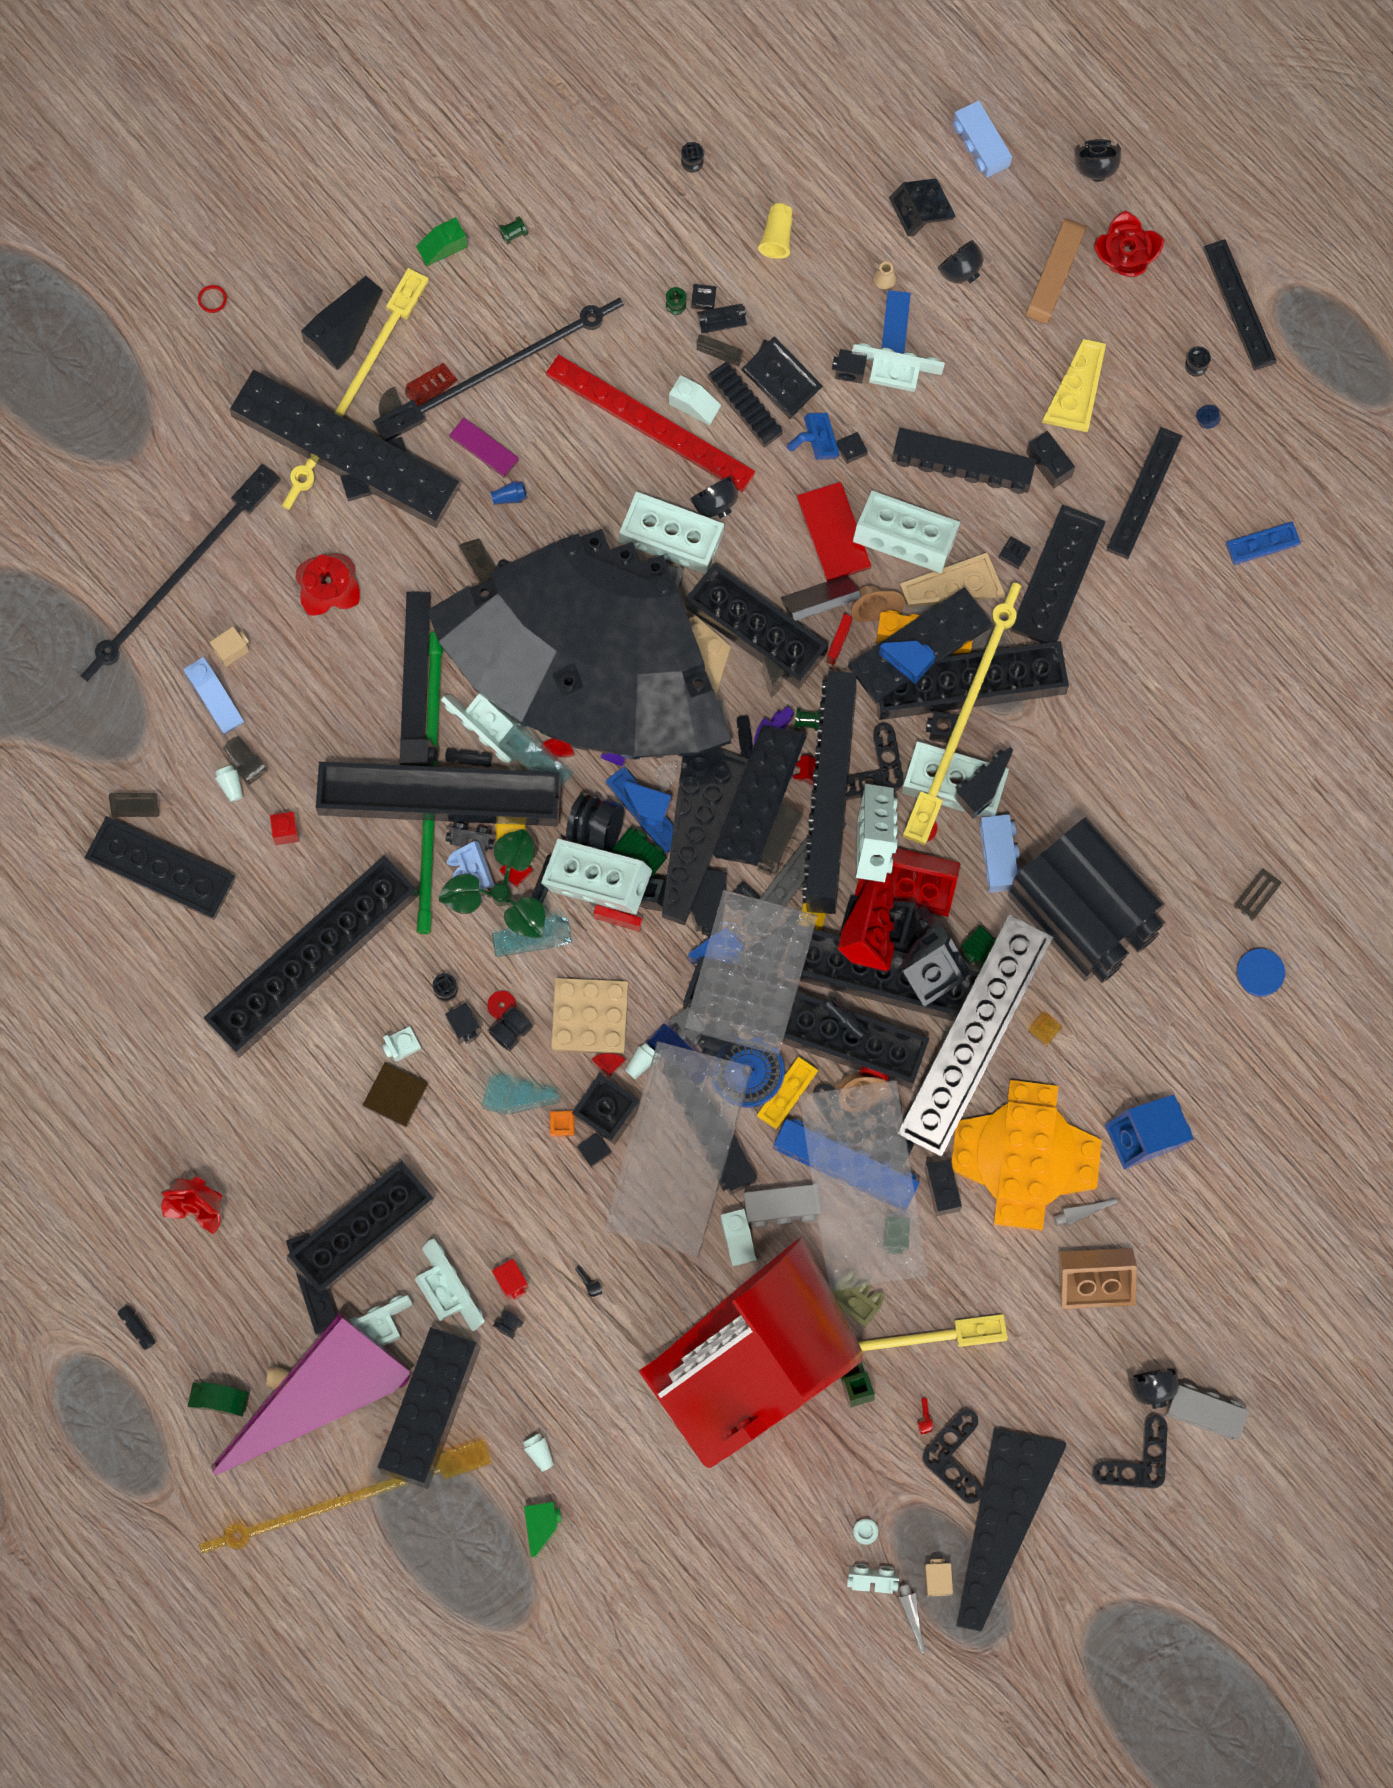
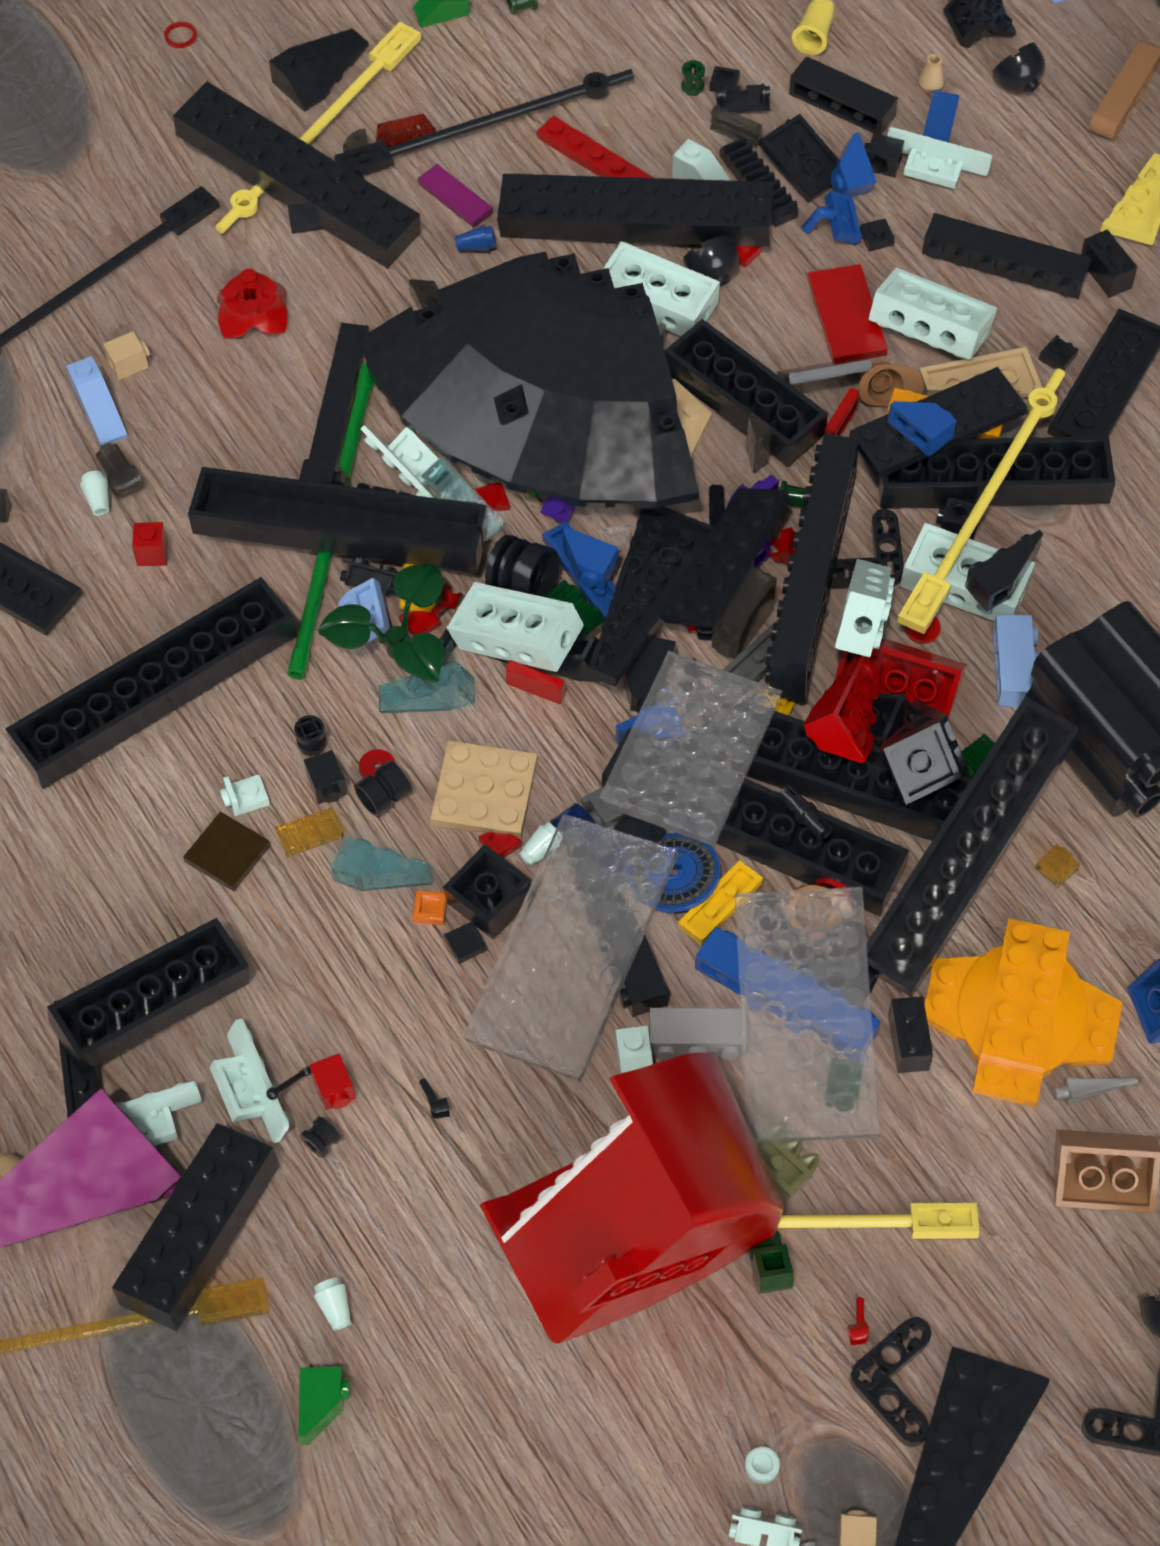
camera: 10 degrees right, 15 degrees down
(457, 1070) = (309, 832): none -> clear yellow plate
(469, 1296) = (273, 1093): none -> black hinge
(538, 849) = (448, 600): none -> red hand
(643, 453) = (635, 209): none -> black brick
(809, 306) = (843, 96): none -> black brick
(824, 387) = (853, 169): none -> blue slope

